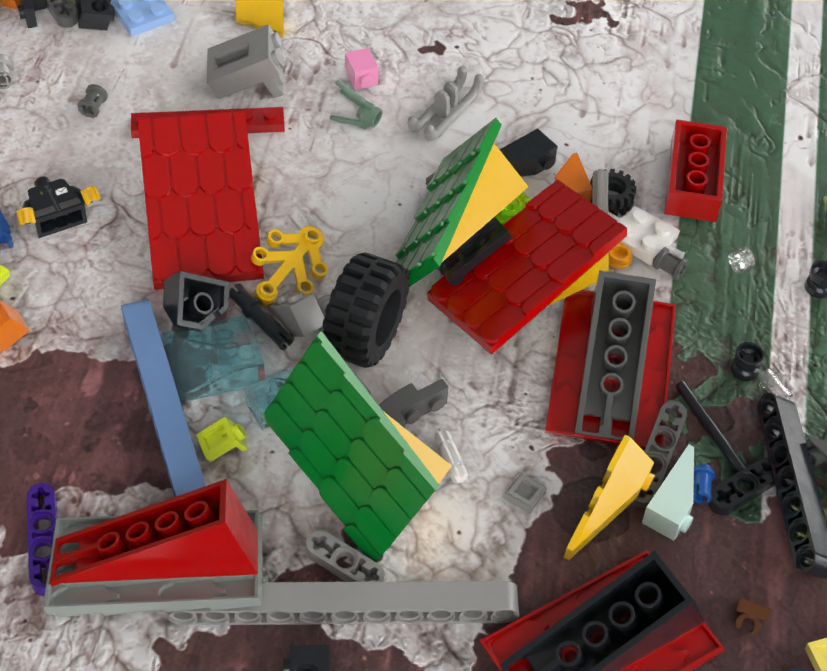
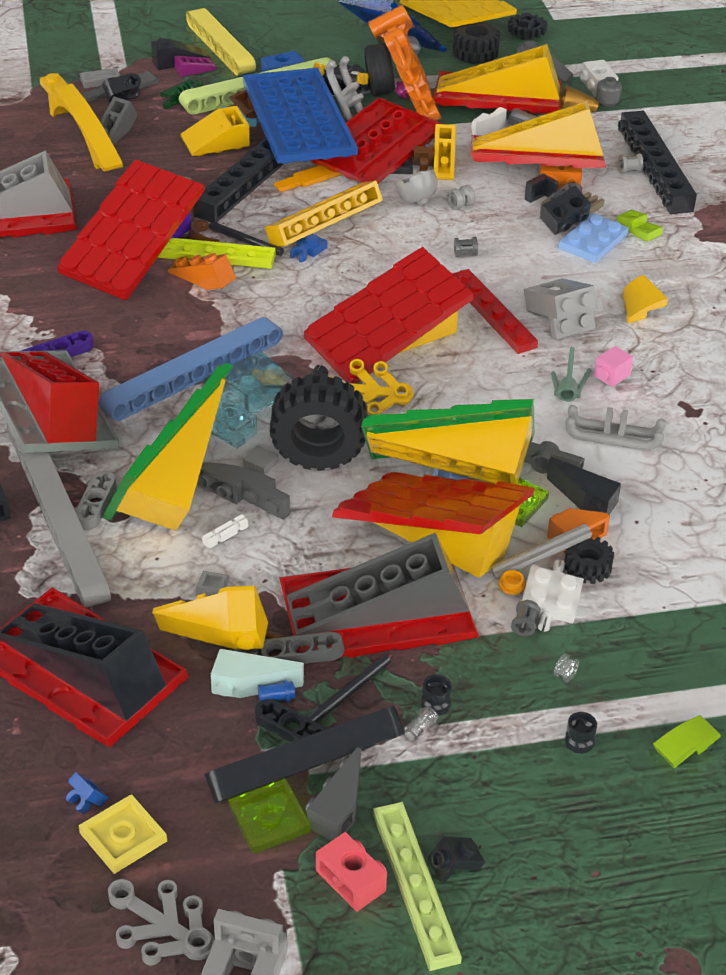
camera: 70 degrees right, 10 degrees down
(55, 206) = (340, 261): black torso -> none
(194, 300) = (291, 350): black slope -> none
(221, 438) = (172, 403): neon yellow bracket -> none
(474, 251) = (429, 469): black plate -> none
(696, 170) = (655, 605): red brick -> none
(752, 611) = (150, 751): reddish brown tile -> none

